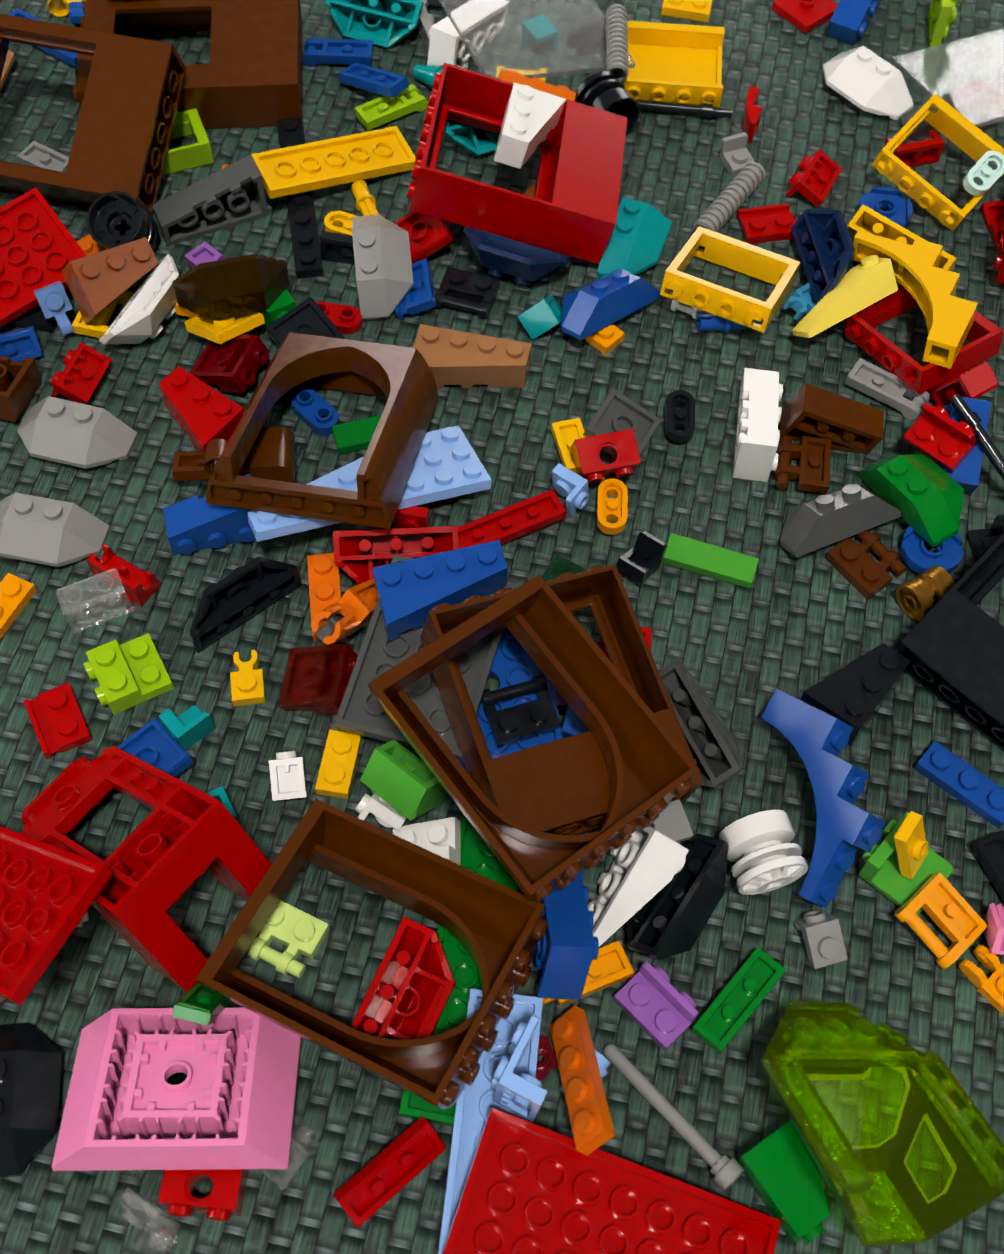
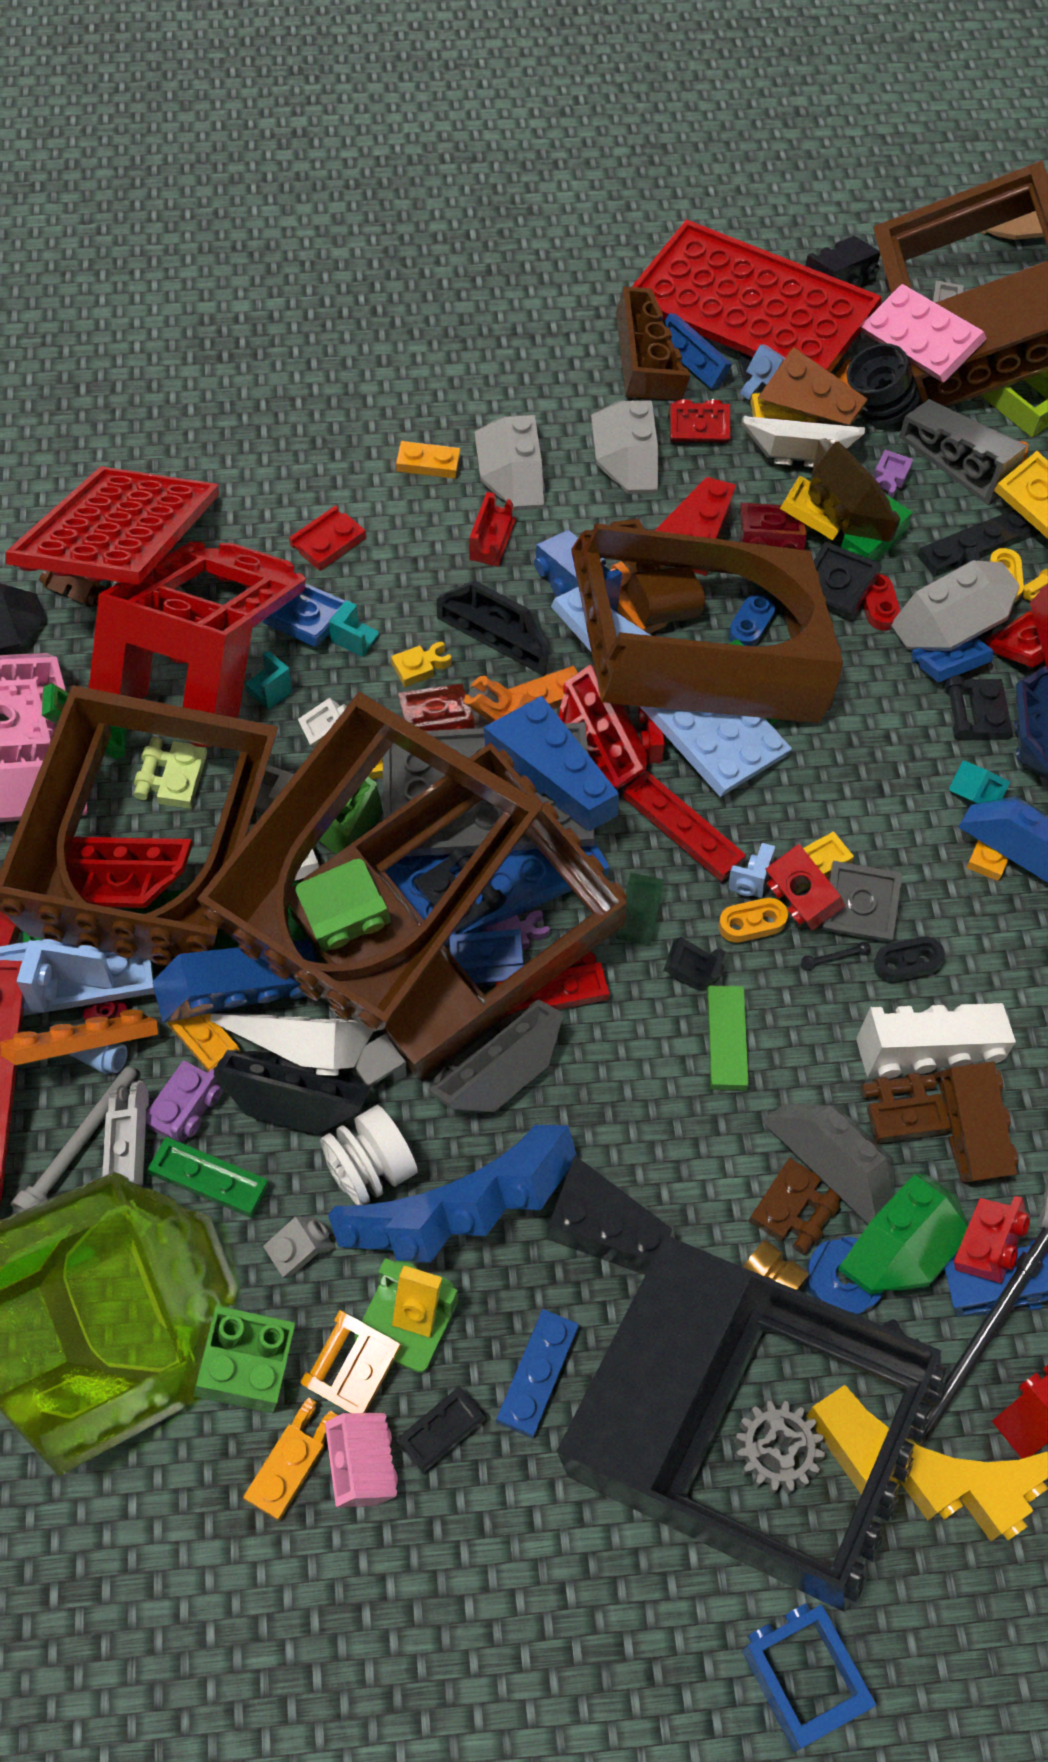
camera: 70 degrees right, 0 degrees up
(94, 600) = (449, 515): clear bracket -> none
(102, 167) = (925, 331): none -> bright pink plate
(127, 673) = (391, 569): lime plate -> none
(473, 358) = (878, 730): medium nougat wedge -> none
(550, 785) = (342, 904): none -> bright green bracket
(658, 484) = (809, 962): none -> black hinge
(685, 1065) = (126, 1131): none -> light grey hinge
(929, 1005) = (244, 1359): none -> bright green slope

